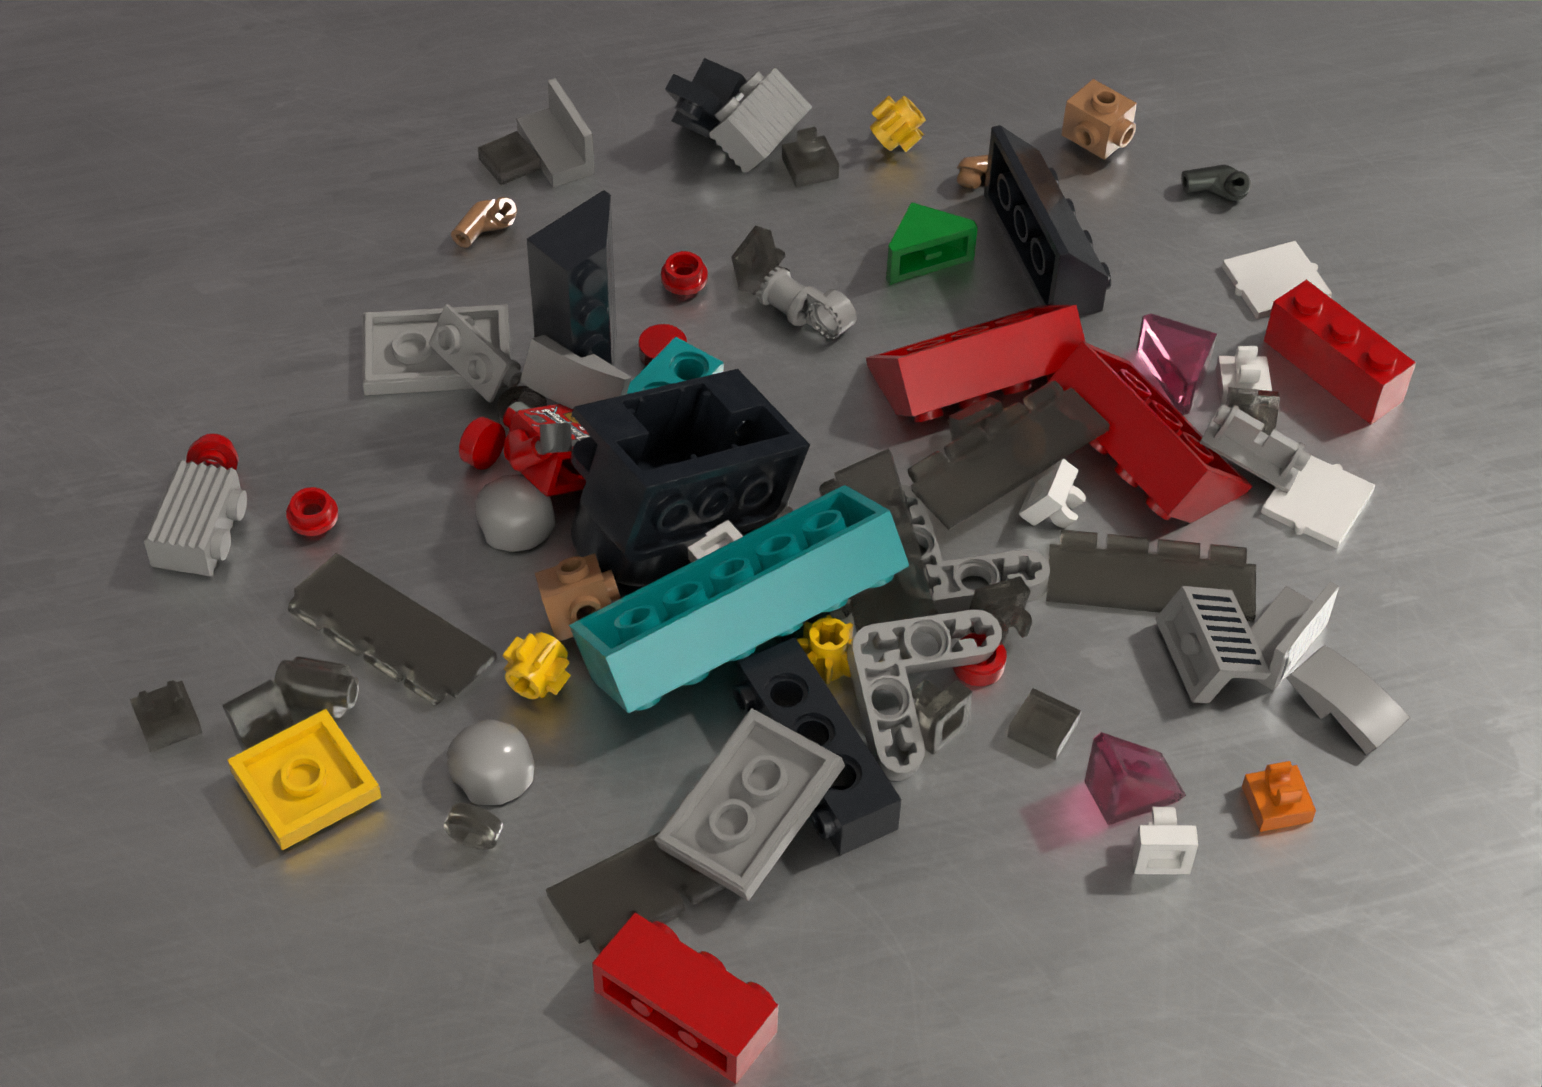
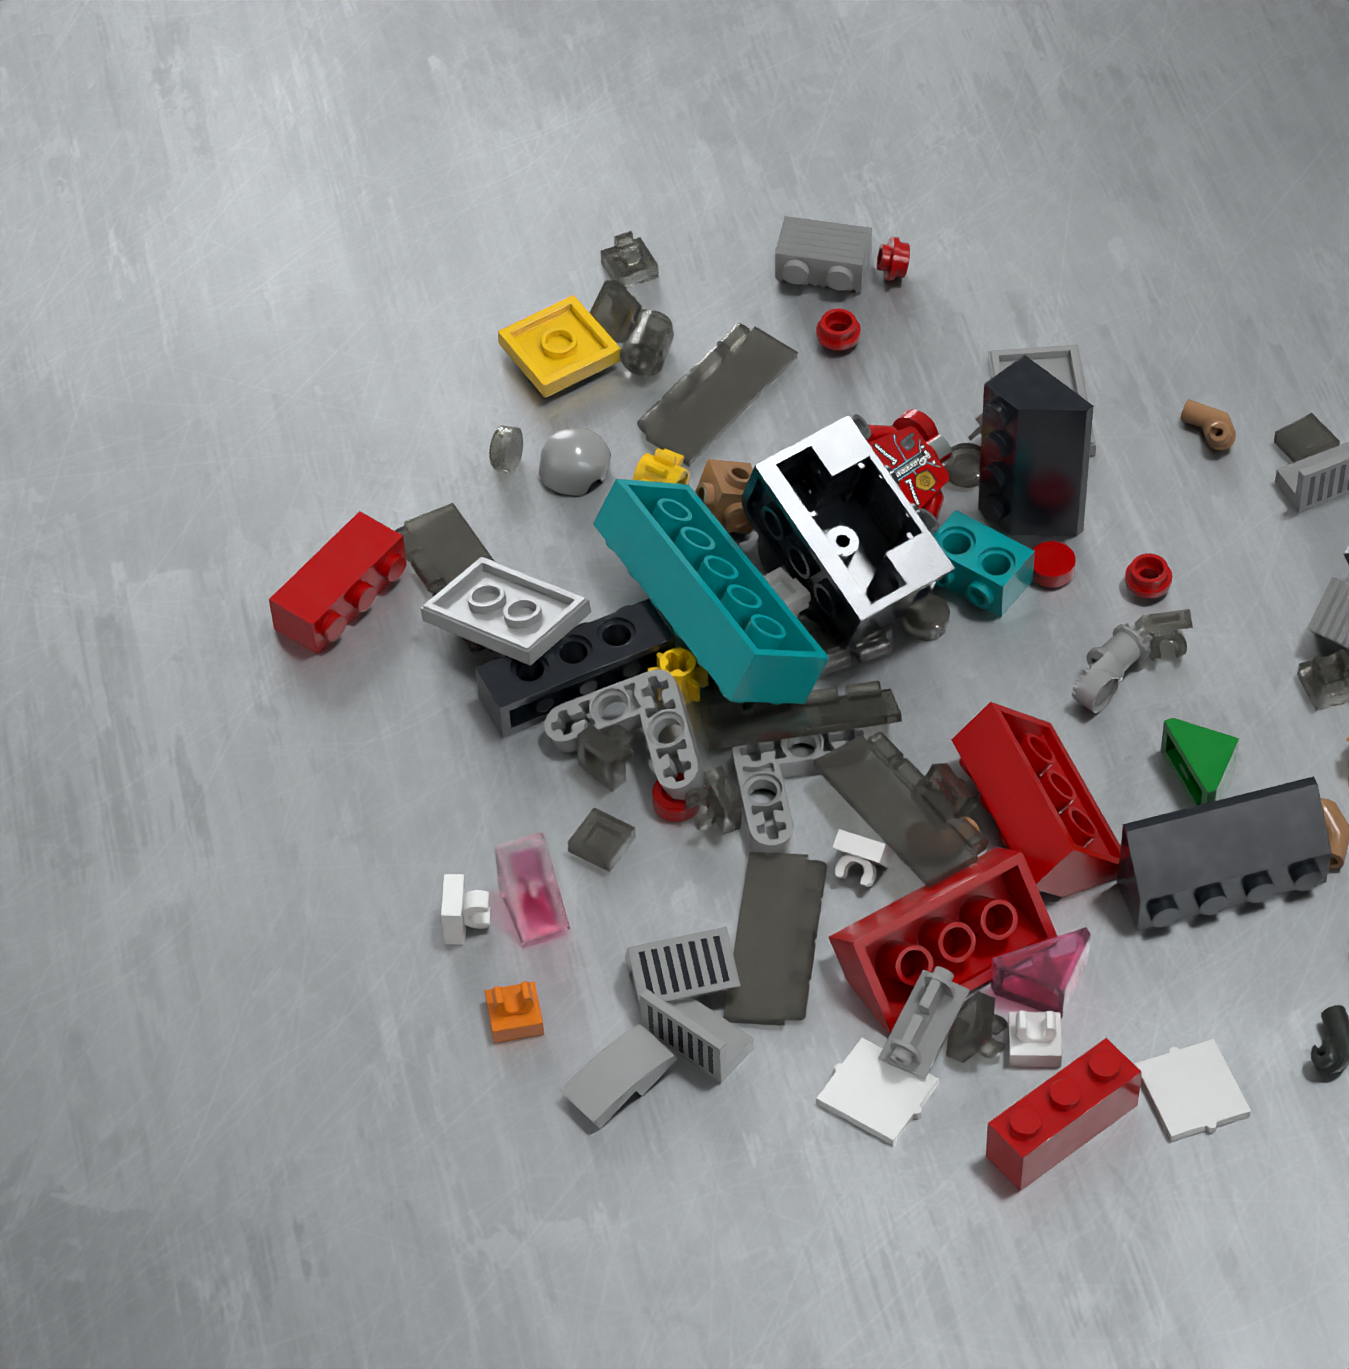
camera: 95 degrees right, 0 degrees up
(569, 378) = (959, 479): light grey slope -> none

